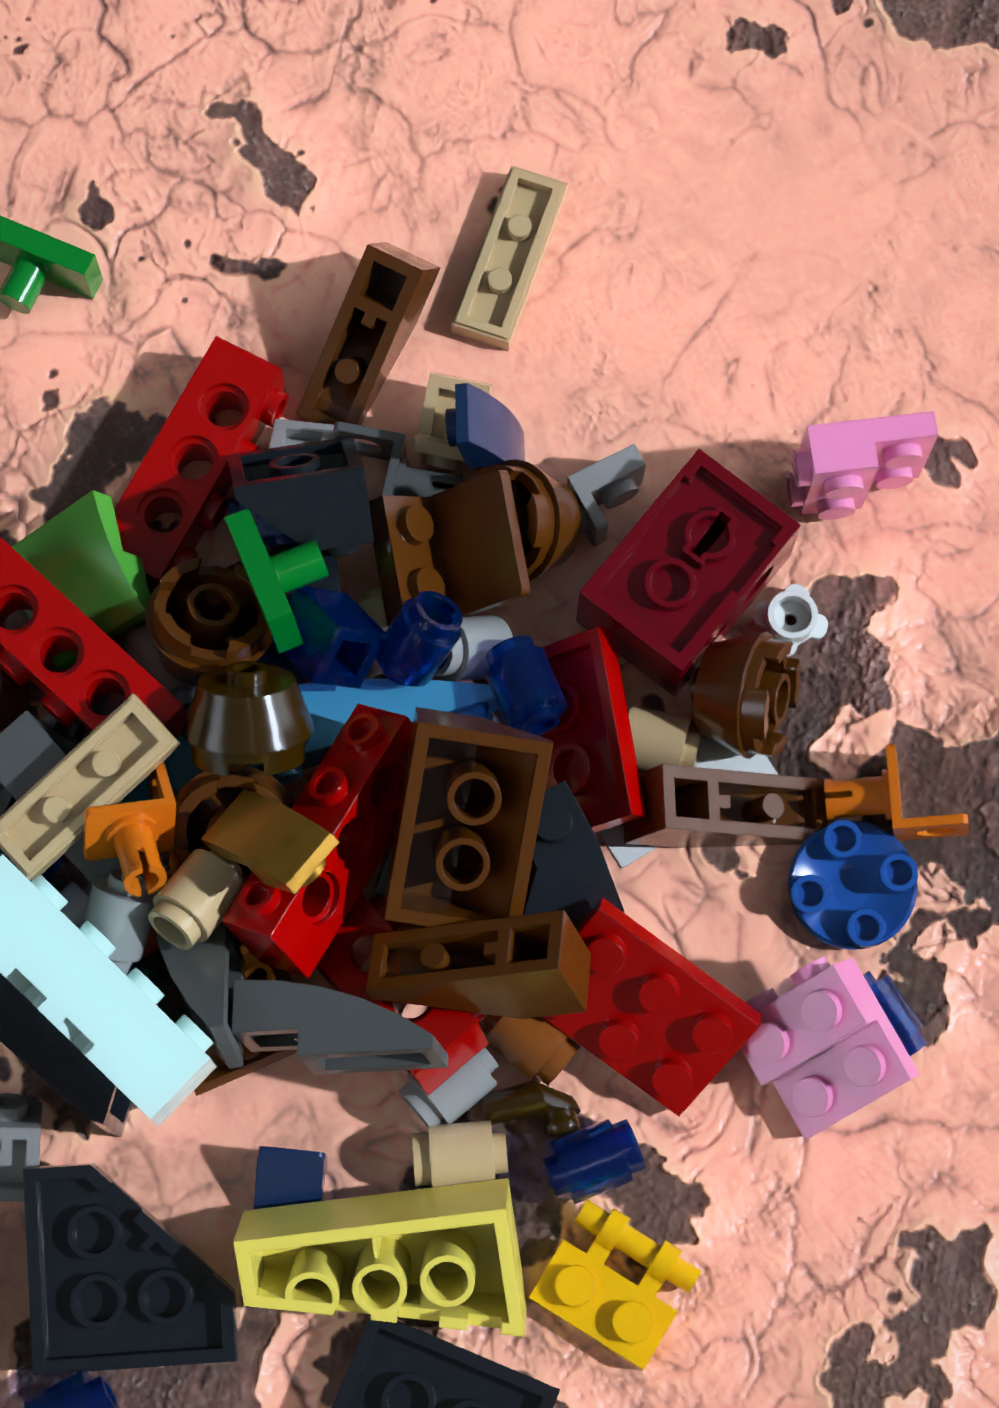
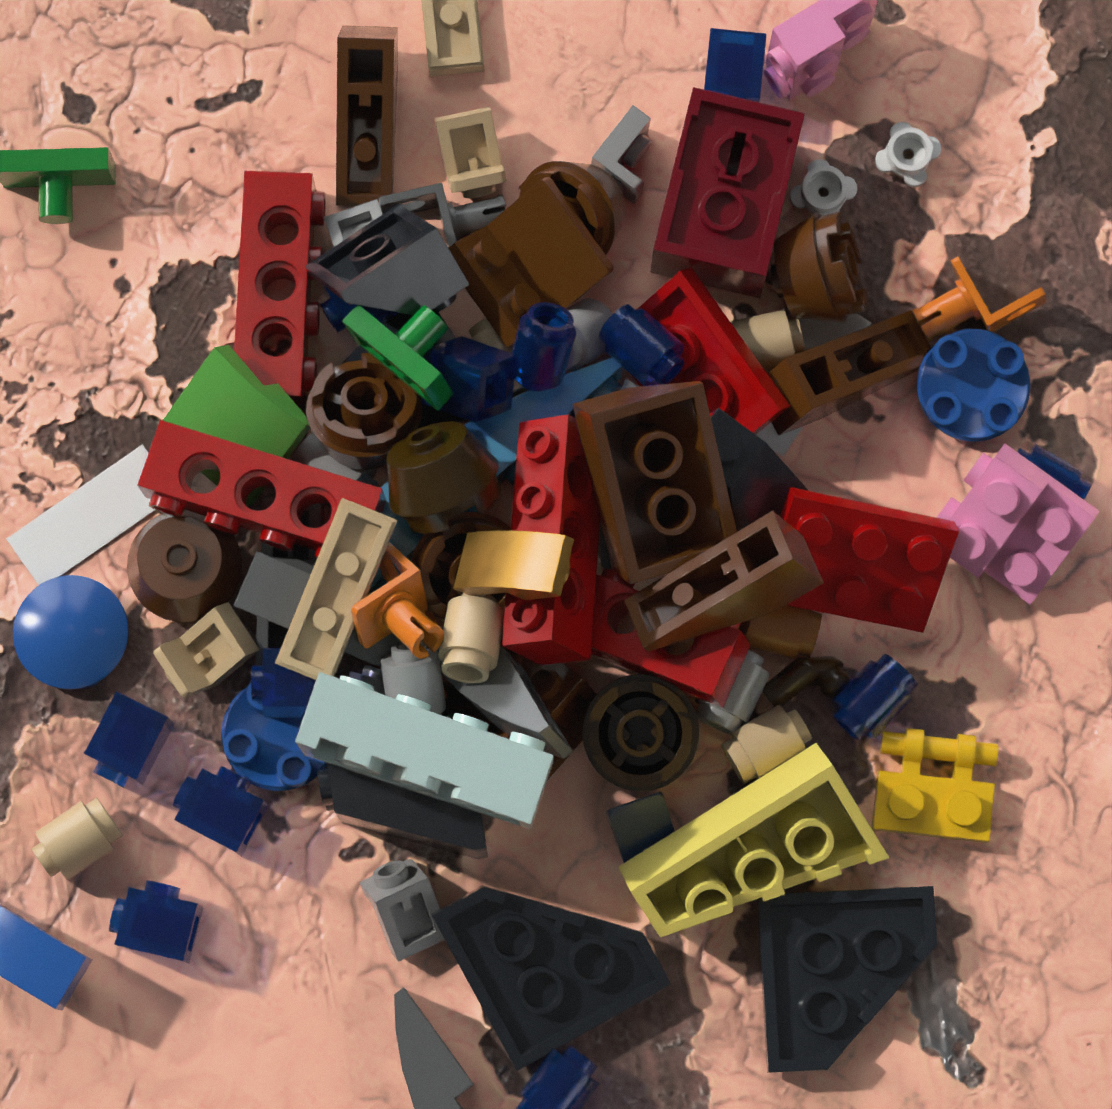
camera: 25 degrees left, 5 degrees up
(326, 1108) = (640, 732): none -> dark brown cone
(330, 1029) = (630, 689): dark grey slope -> none
(483, 428) = (505, 149): dark blue slope -> none
(760, 450) = (735, 63): none -> clear blue brick
(900, 603) = (904, 138): none -> white plate

